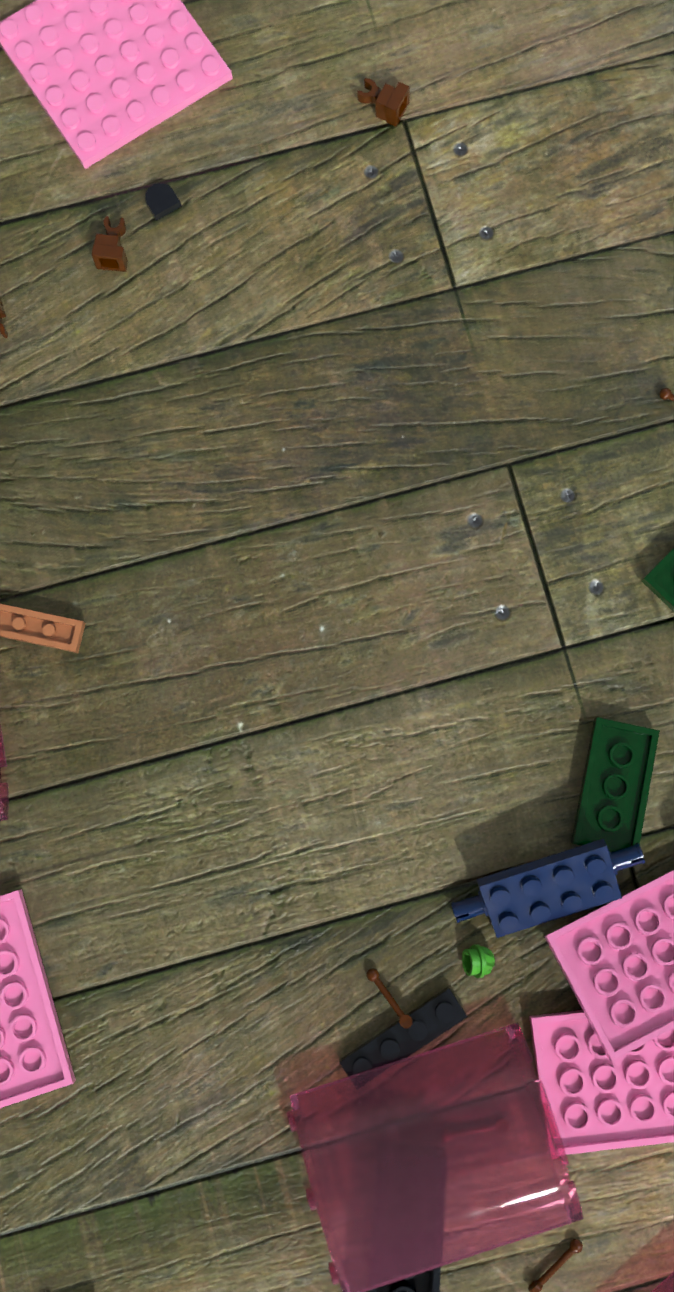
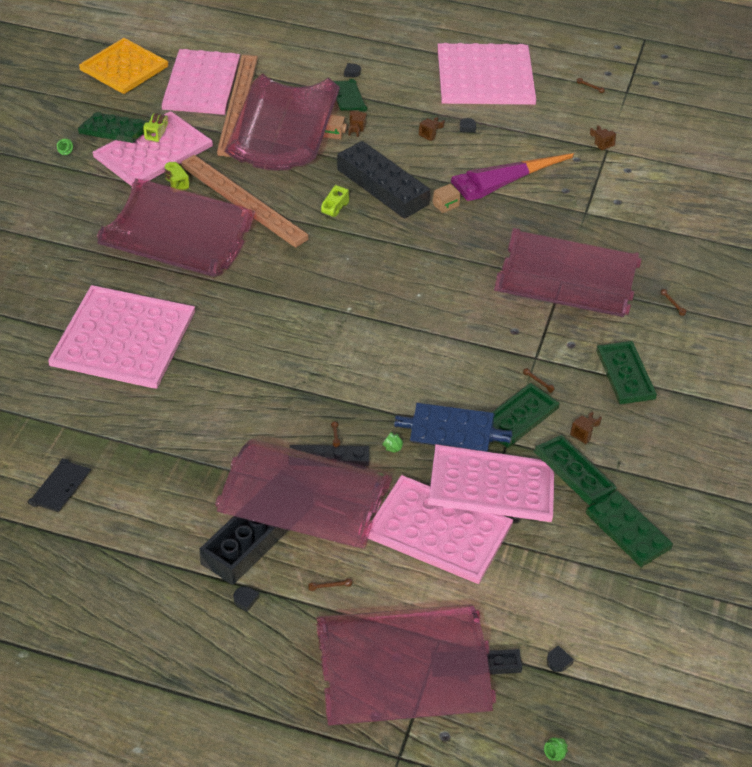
camera: 30 degrees right, 35 degrees down
(74, 518) = (334, 202): none -> lime leg
(114, 419) = (383, 179): none -> black brick
(237, 399) = (446, 198): none -> medium nougat brick
(268, 315) = (483, 181): none -> magenta plate
(525, 464) = (568, 273): none -> clear pink panel
(570, 688) = (550, 388): none -> reddish brown hinge

